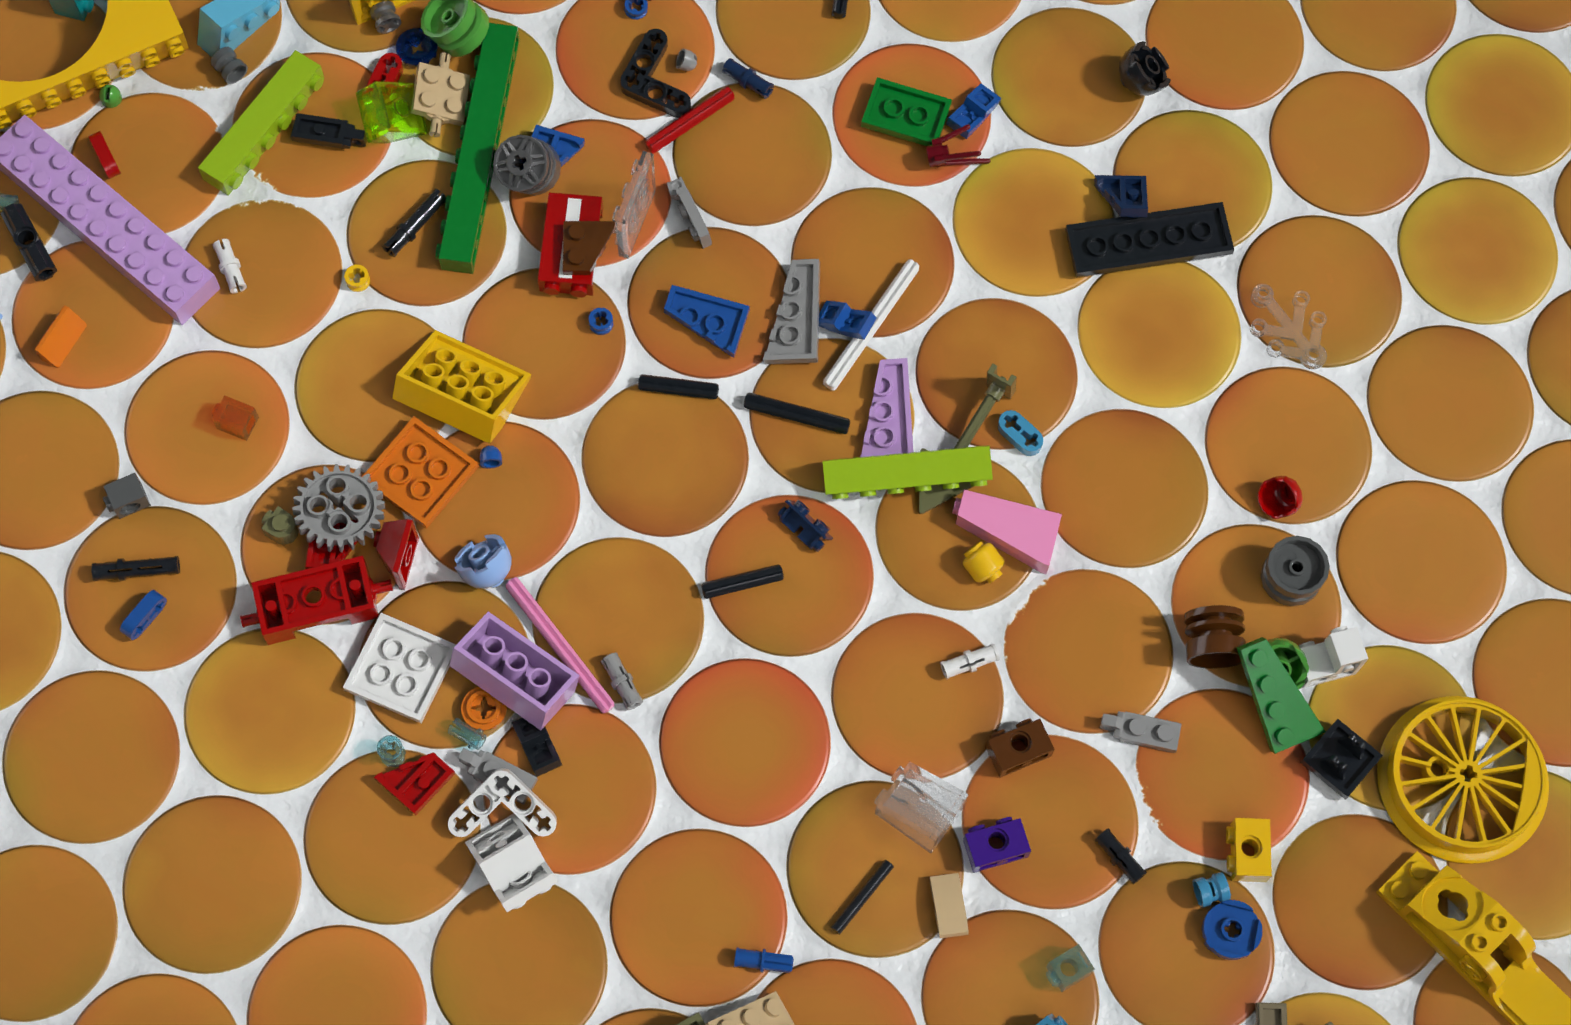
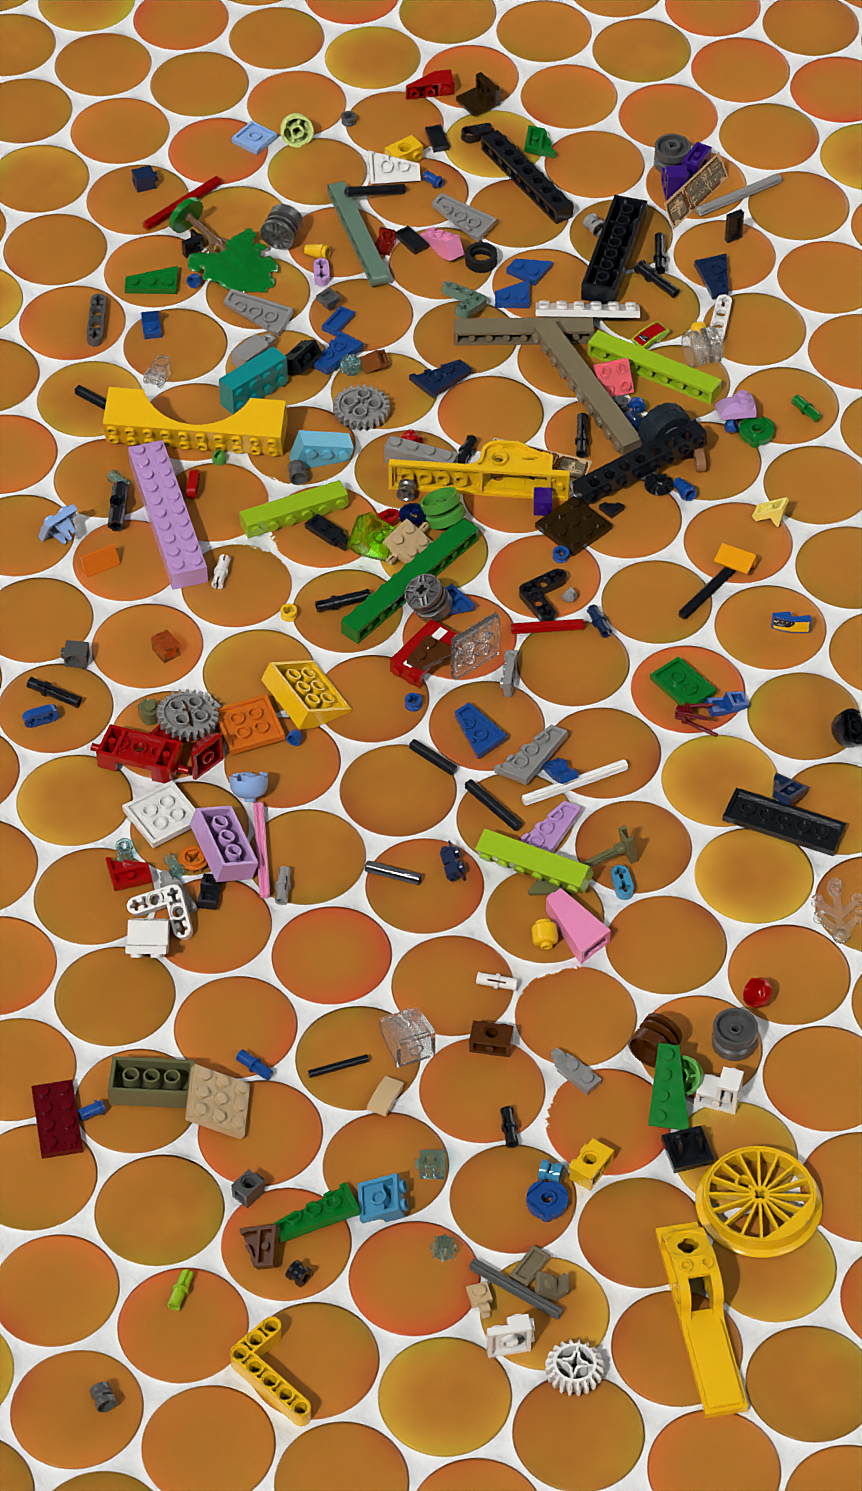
camera: 35 degrees right, 20 degrees down
(984, 857) = (426, 1081): dark purple brick -> none

